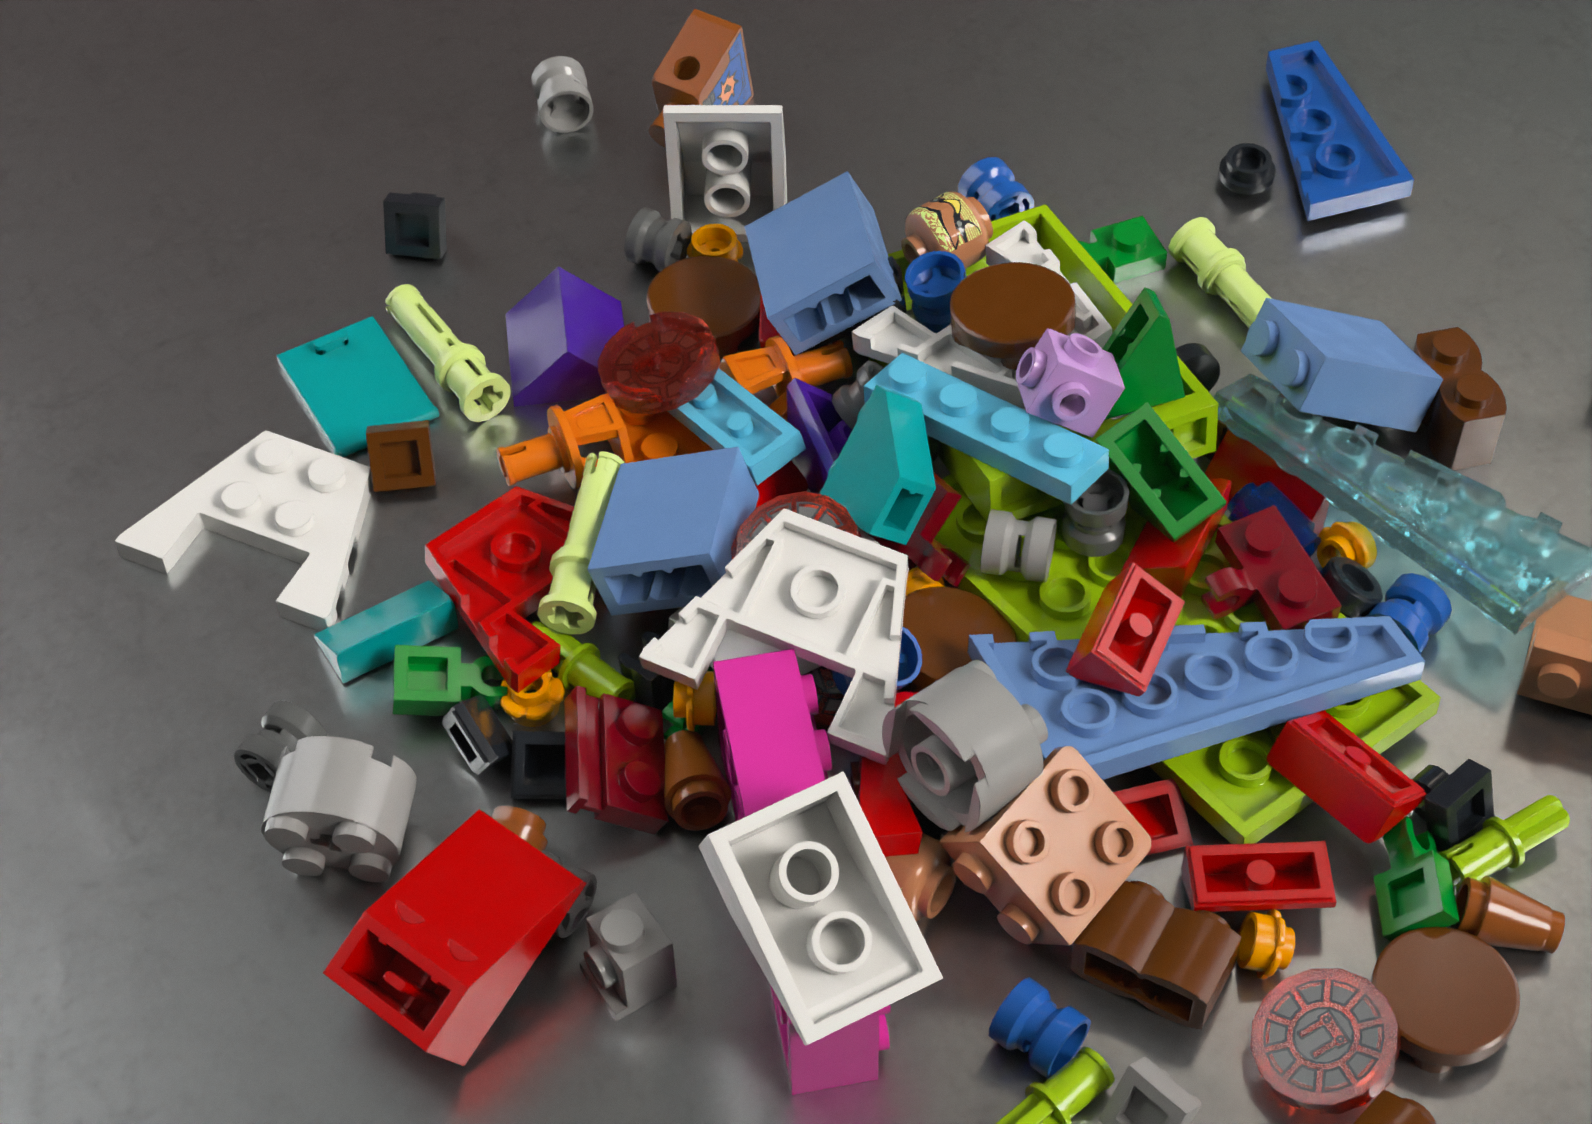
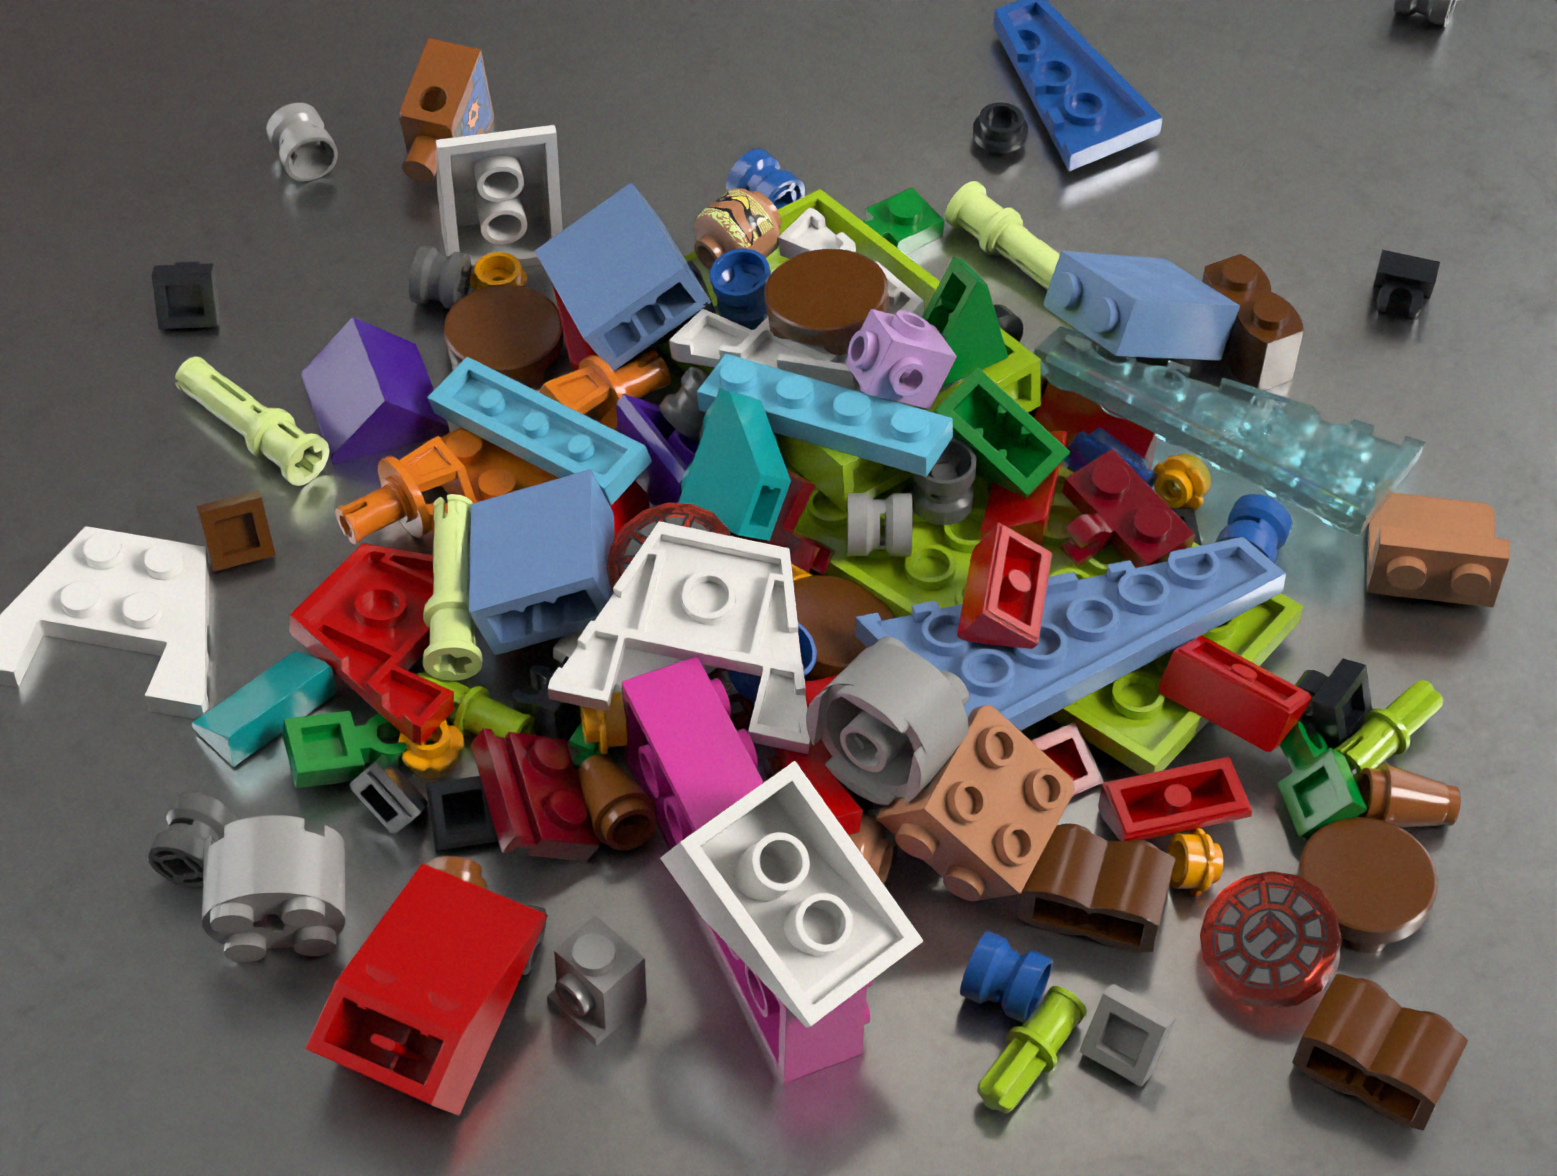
camera: 15 degrees left, 0 degrees up
(355, 383) = (163, 467): teal container -> none
(659, 363) = (482, 398): clear red tile -> none
(1352, 586) = (1199, 514): black tile -> none

